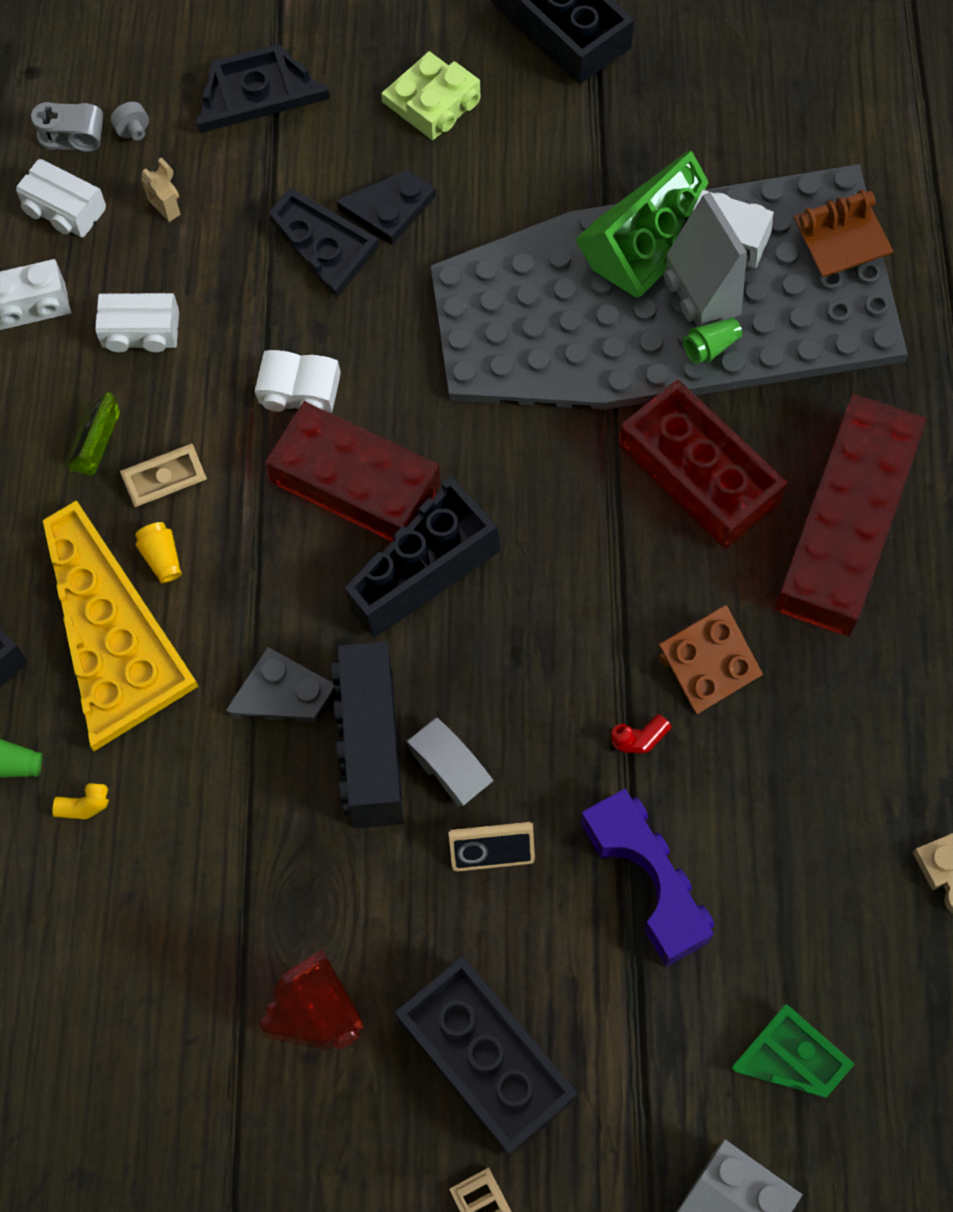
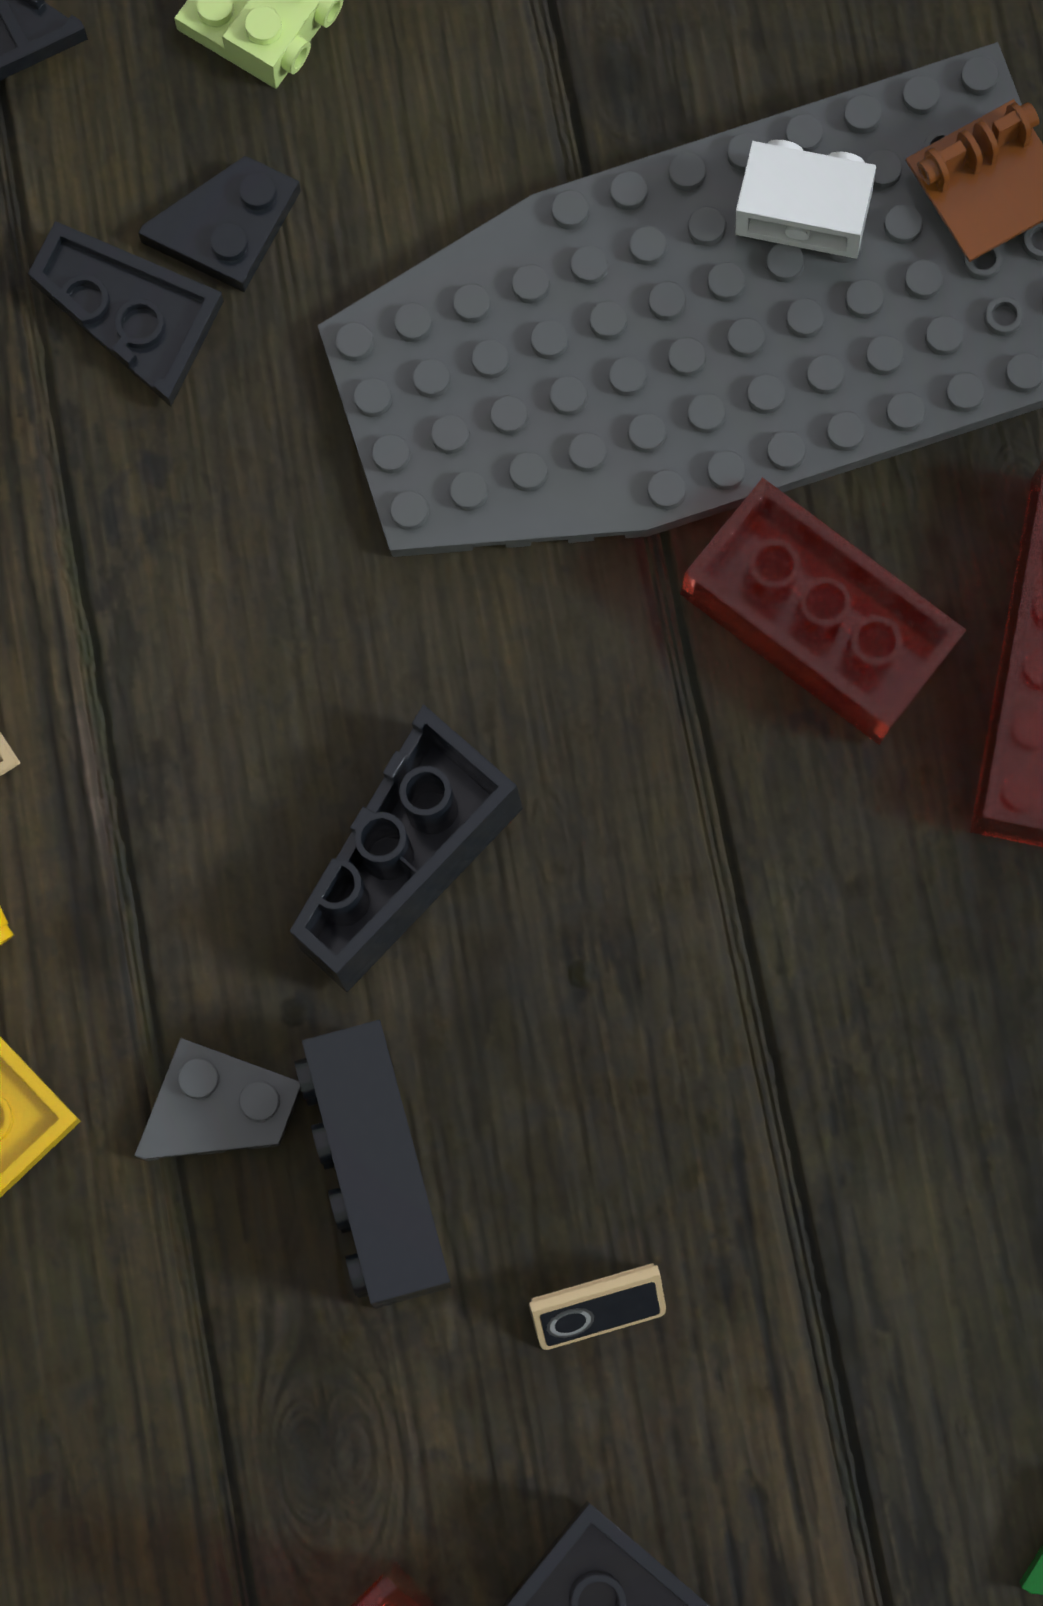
camera: 15 degrees left, 10 degrees up
(290, 379) = (137, 573): white brick -> none
(351, 471) = (260, 718): clear red brick -> none
(449, 760) = (505, 1179): light grey slope -> none
(620, 831) = (901, 1377): dark purple arch -> none
(635, 235) = (653, 228): bright green wedge -> none
(640, 741) = (796, 1089): red arm -> none
(707, 266) = (783, 285): light grey slope -> none
(709, 340) = (805, 403): bright green cone -> none
(710, 659) = (886, 938): dark orange hinge -> none

